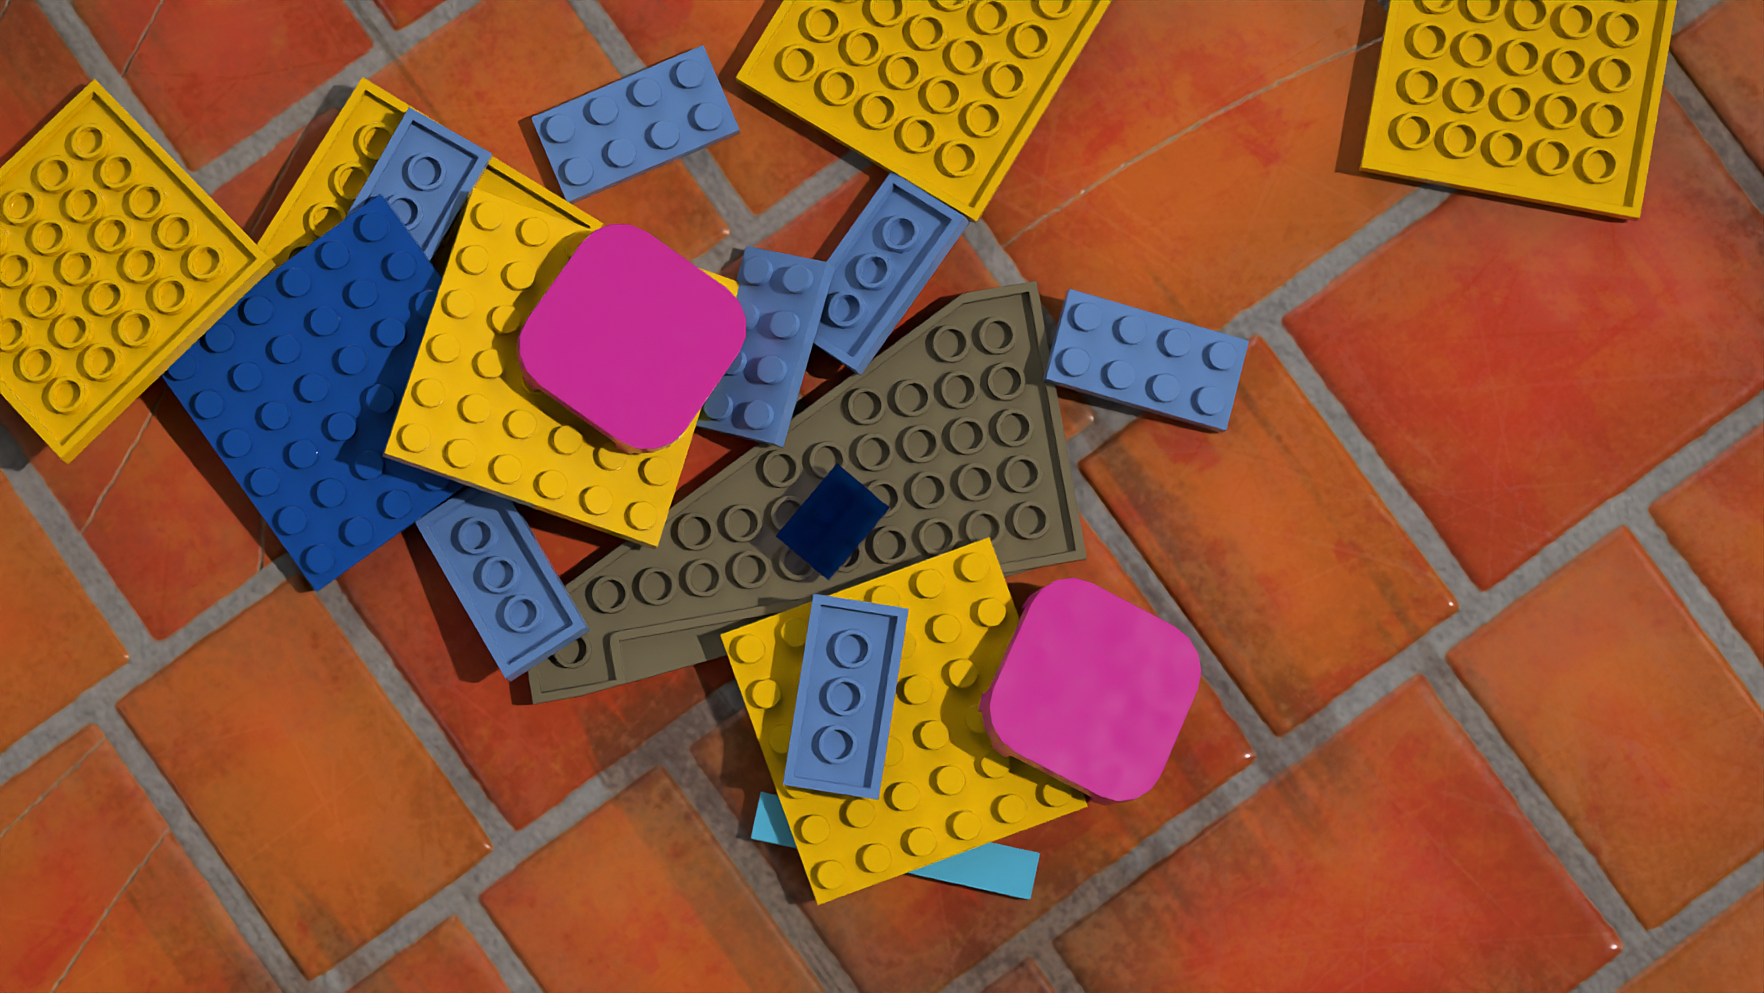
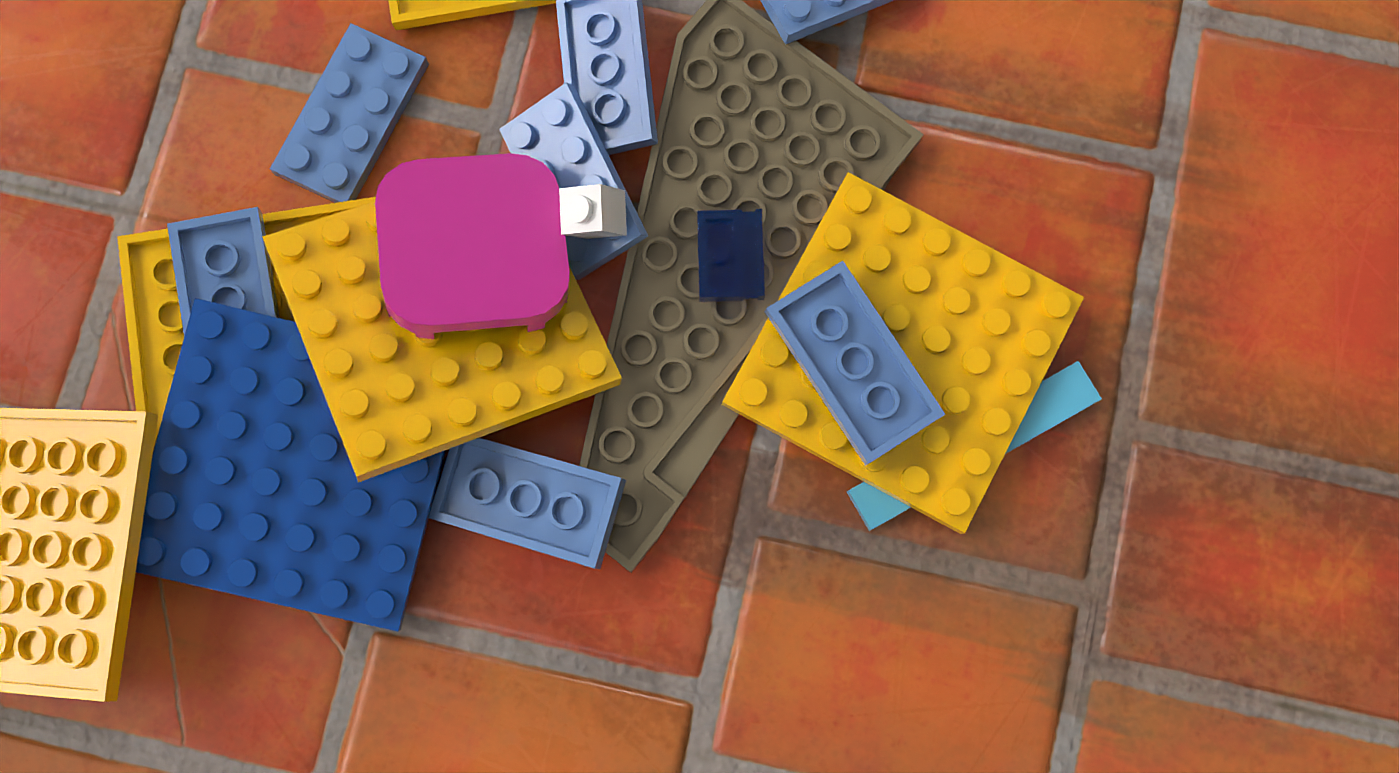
camera: 45 degrees left, 5 degrees down
(748, 395) = (593, 211): none -> white brick
(1091, 691) = (1016, 214): dark pink tile -> none

